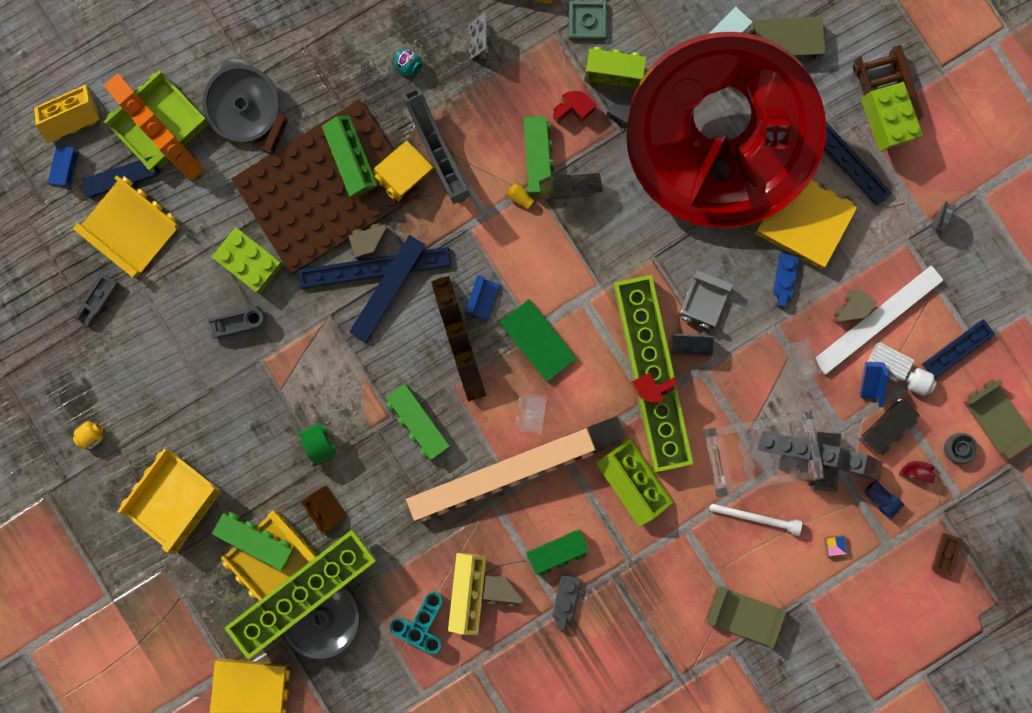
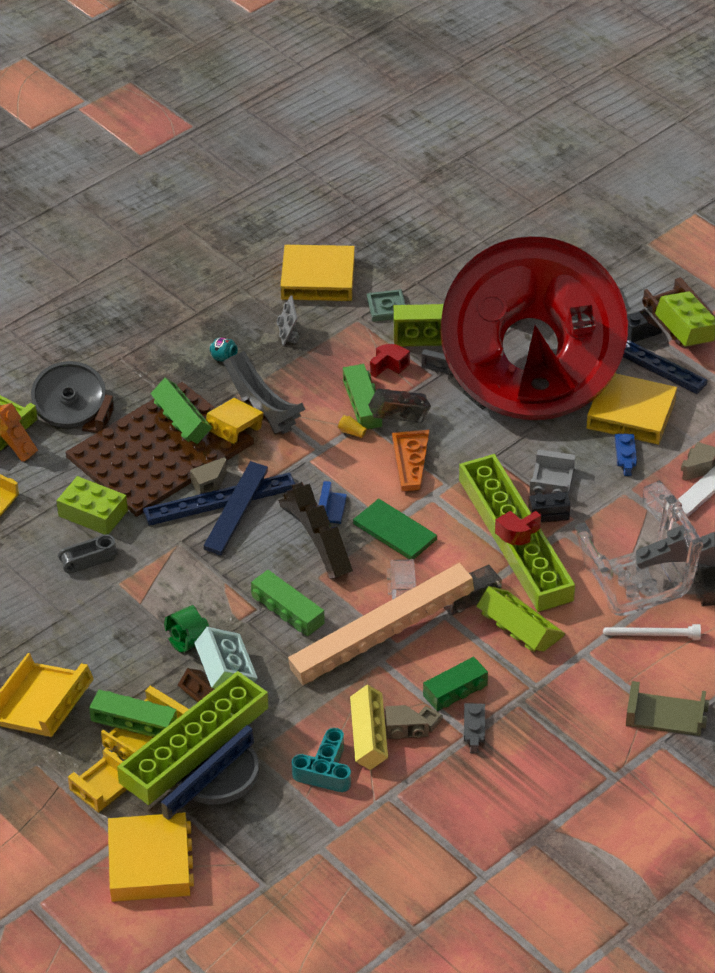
camera: 10 degrees left, 40 degrees down
(217, 606) = (99, 783): none -> yellow panel
(309, 634) = (207, 772): none -> dark blue tile
(346, 494) = (223, 655): none -> light aqua brick
(525, 583) = (432, 716): none -> dark tan tile
(571, 243) = (410, 457): none -> orange wing
(840, 97) = (641, 326): none -> black slope

